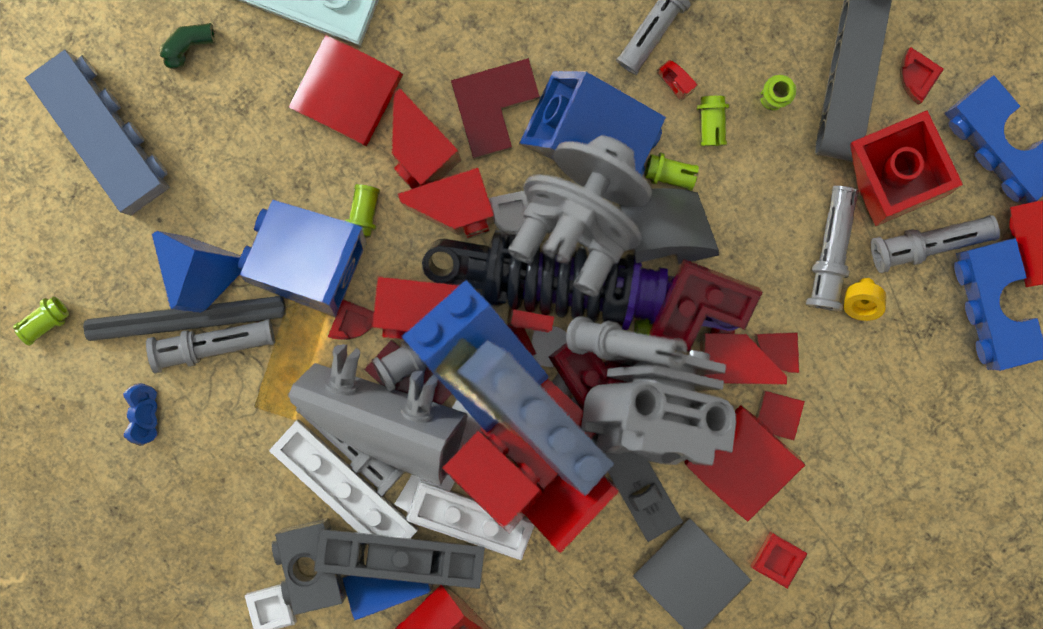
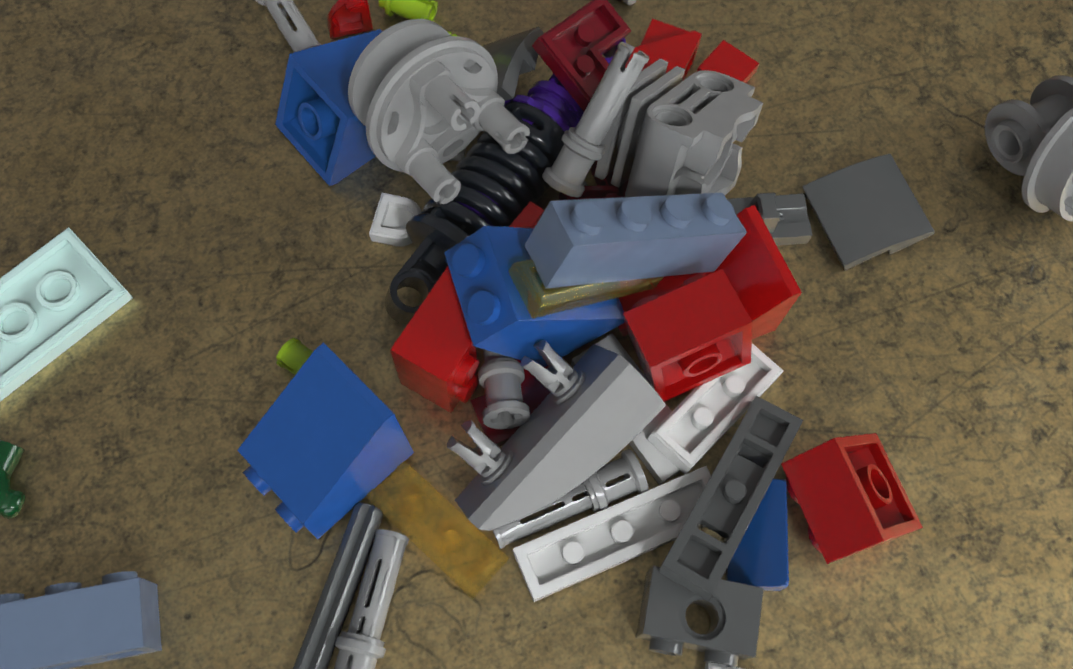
camera: 70 degrees left, 20 degrees down
(193, 270) = (267, 588): blue slope -> none
(346, 90) = (167, 324): red slope -> none
(351, 321) = (429, 437): red tile -> none
(419, 145) = (267, 260): red slope -> none
(453, 203) = (354, 255): red slope -> none
(484, 97) = (266, 199): dark red tile -> none
(754, 468) = (786, 114): red slope -> none
(778, 560) = (876, 129): red tile -> none

